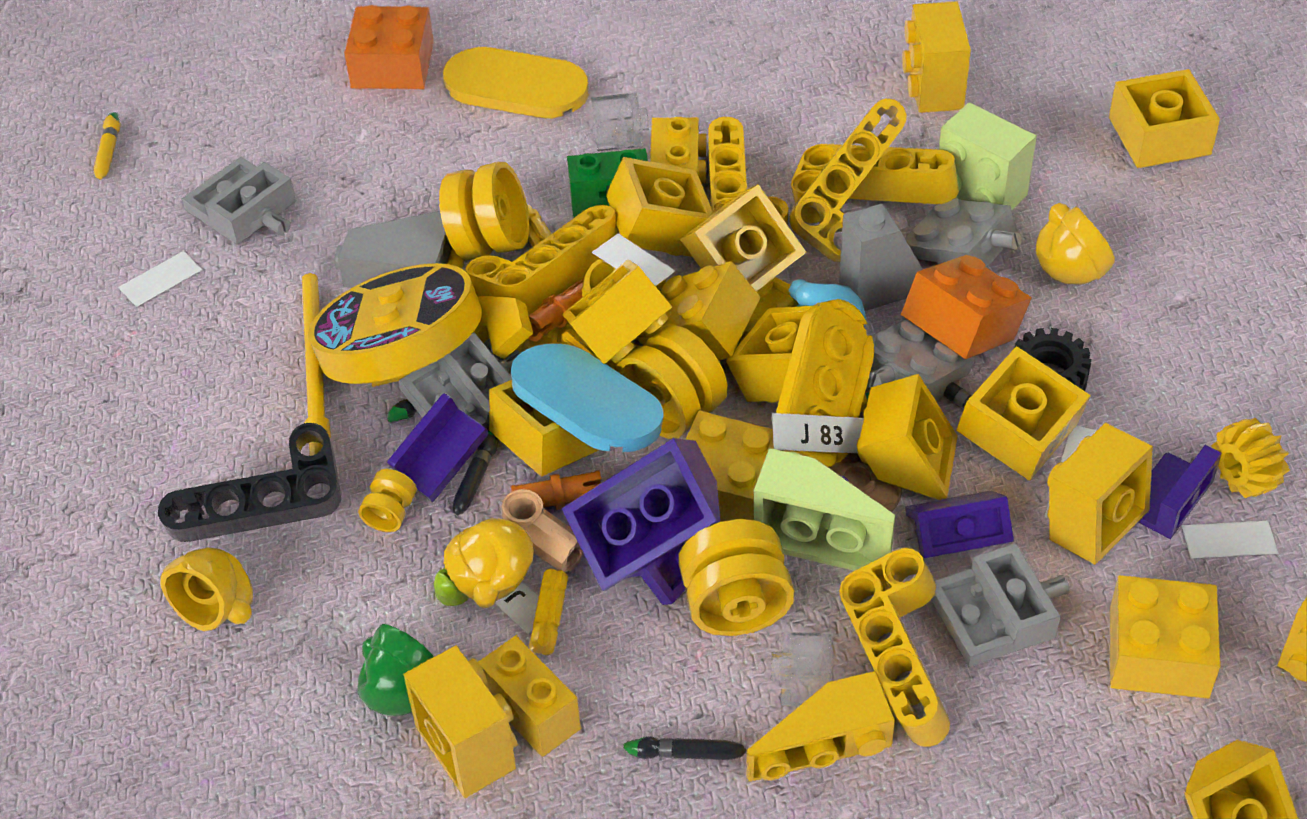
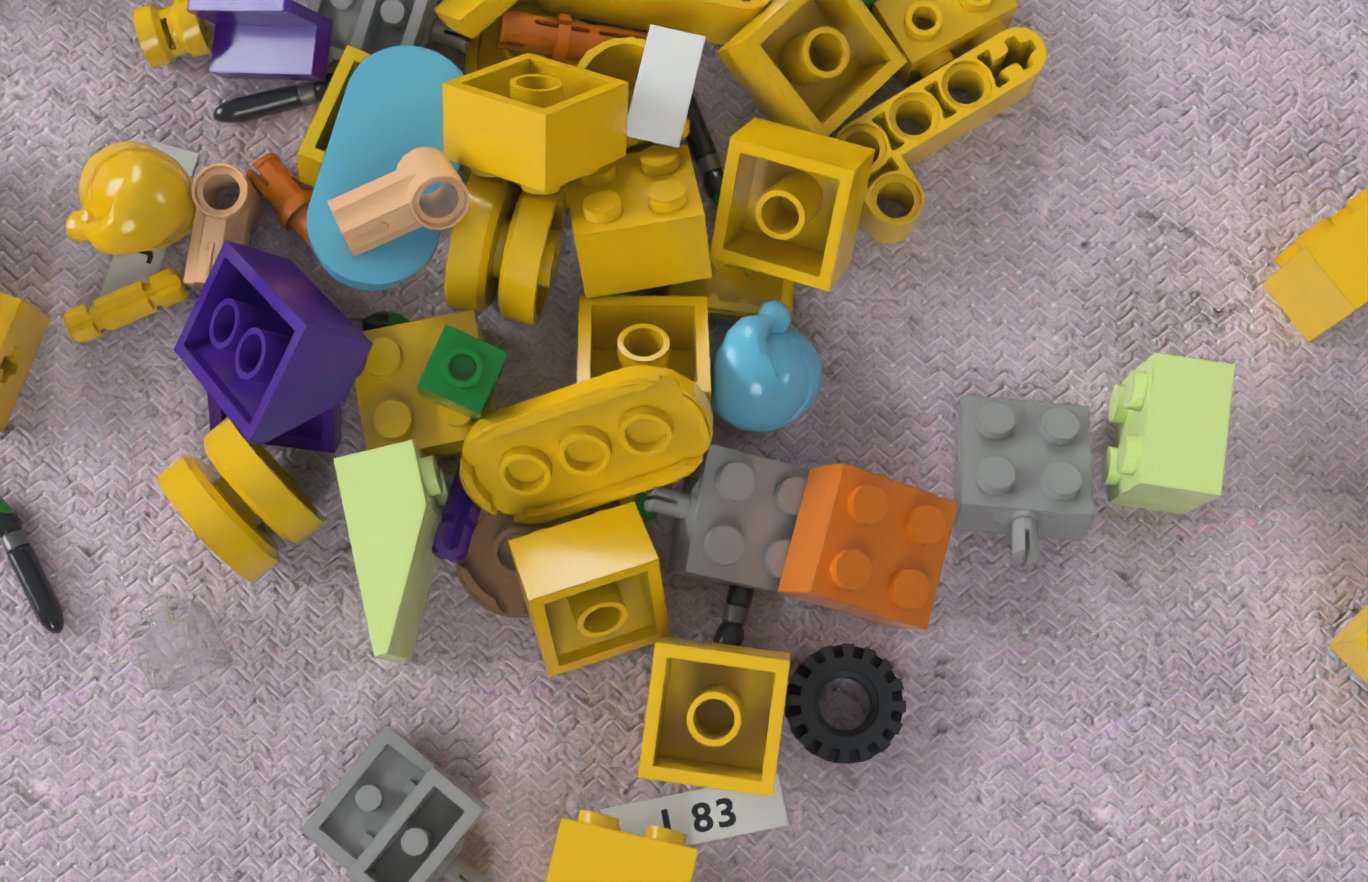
camera: 60 degrees right, 30 degrees up
(622, 378) = (396, 202): none -> light nougat piece
(744, 409) = (462, 373): none -> green brick
(816, 433) = (501, 475): white sticker -> none
(833, 724) = (135, 728): yellow slope -> none
(851, 172) = (999, 275): yellow beam -> none
(876, 257) = (887, 395): light grey slope -> none
(897, 176) = (1047, 303): yellow beam -> none
(897, 653) = (199, 801): yellow beam -> none
(961, 523) = (518, 710): dark purple panel -> none
(1072, 247) = (1078, 634): yellow piece -> none

